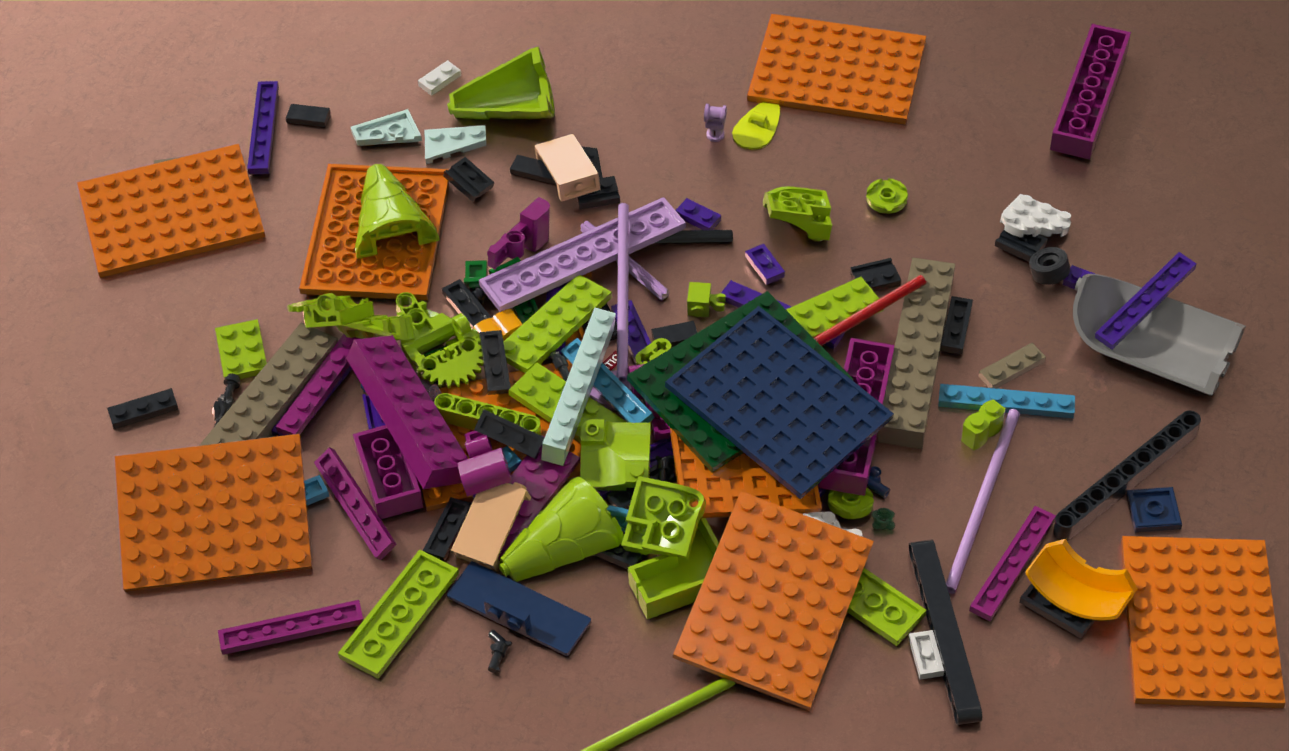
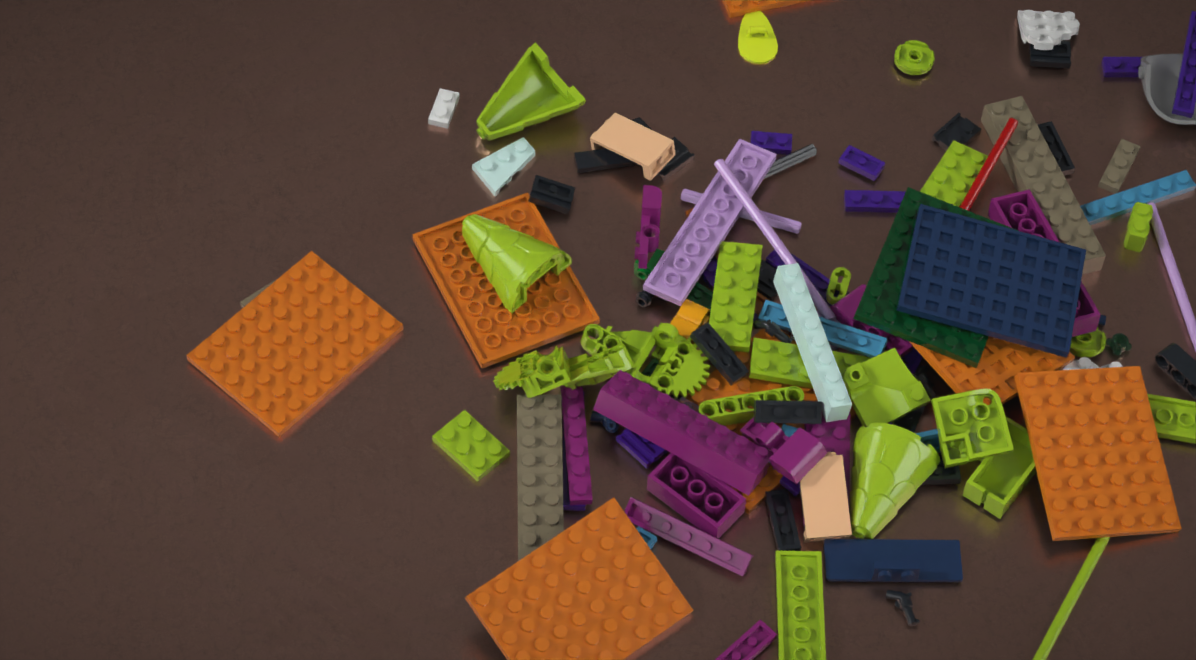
camera: 35 degrees left, 5 degrees up
(142, 408) = (425, 541): black plate -> none
(225, 400) = (497, 505): black piece -> none
(263, 127) = (320, 225): dark purple plate -> none
(308, 115) = (350, 195): black tile -> none
(386, 130) = (439, 178): light aqua wing -> none
(465, 302) = (638, 311): black plate -> none
(474, 272) = (627, 281): green bracket -> none
(675, 333) = (836, 257): black tile -> none
(701, 299) = (835, 218): lime brick -> none
(715, 120) = (728, 48): lavender connector -> none
(801, 207) = (858, 98): lime slope -> none
(1049, 265) = (1093, 74): black tyre -> none

